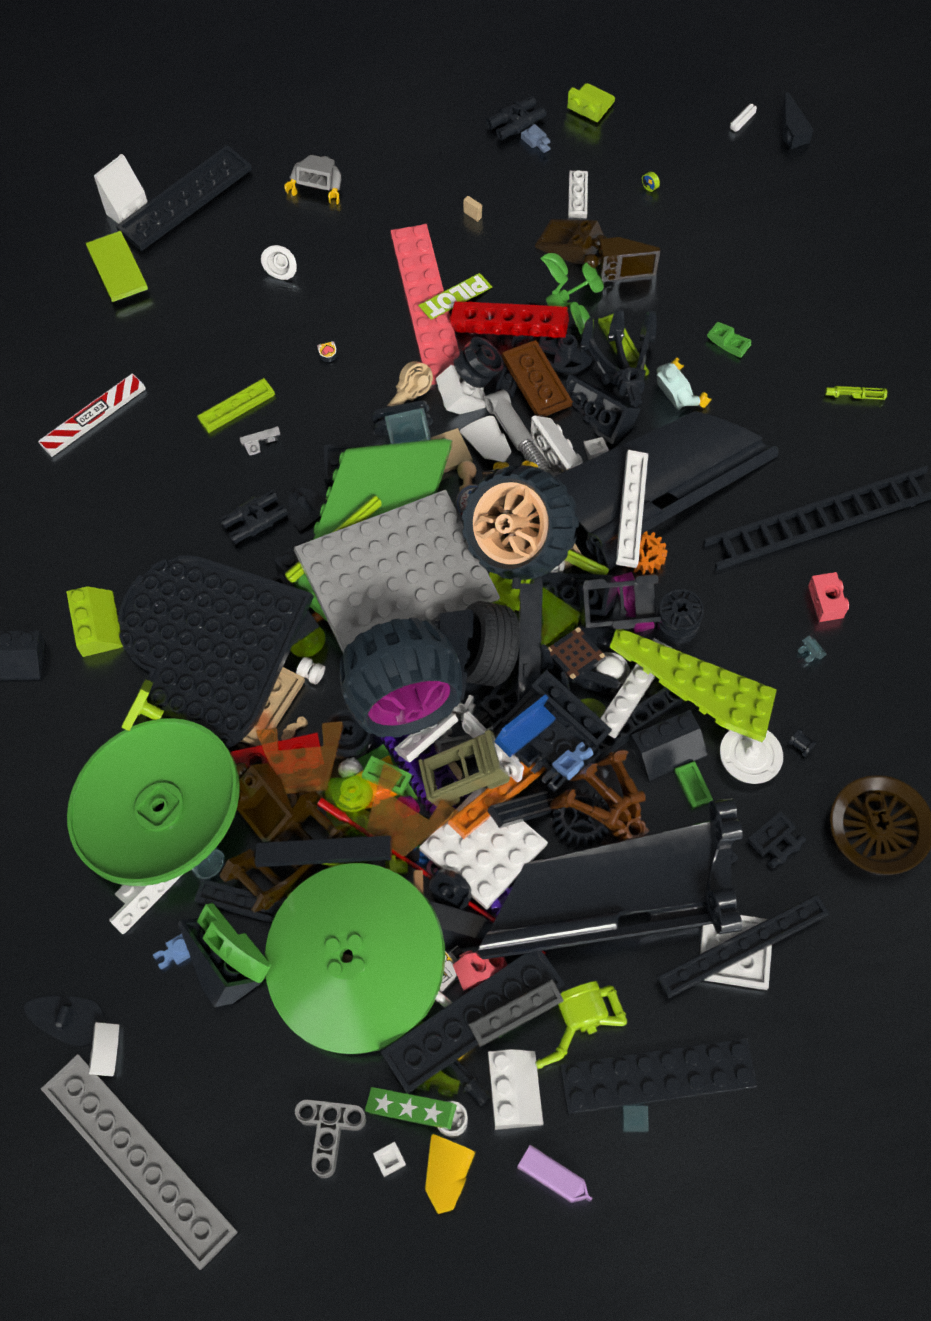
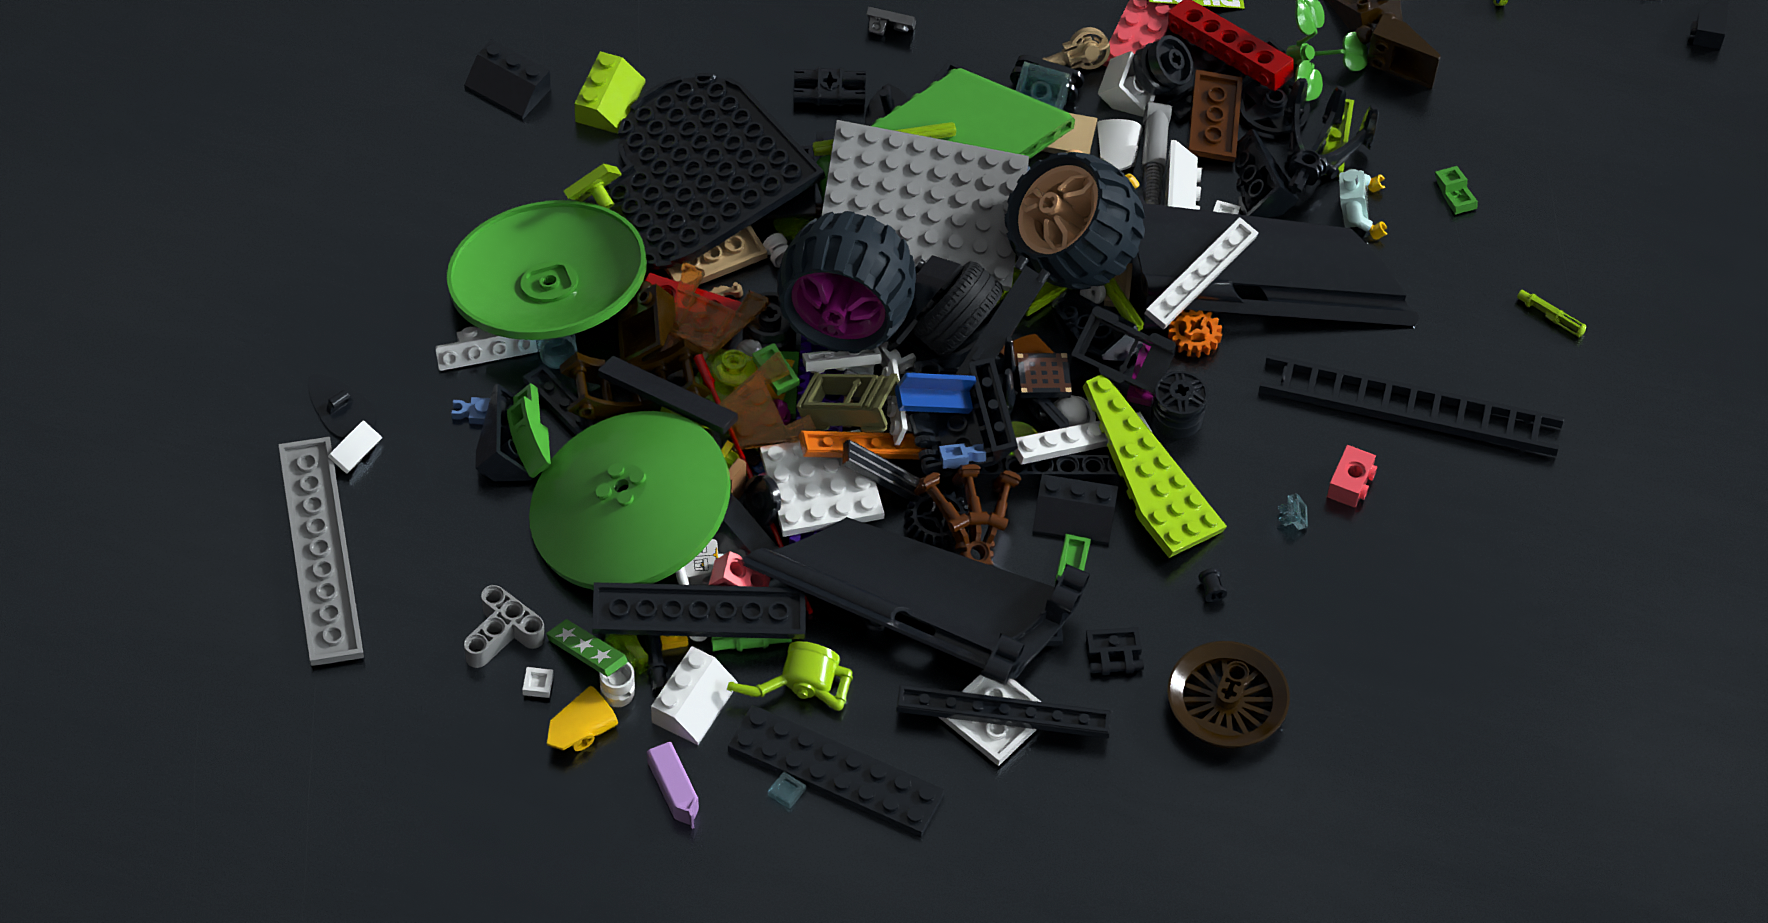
camera: 30 degrees right, 10 degrees down
(515, 1013) = (740, 626): dark grey tile -> none
(557, 619) = (1050, 333): clear neon green arch -> none
(750, 759) = (1147, 567): white piece -> none

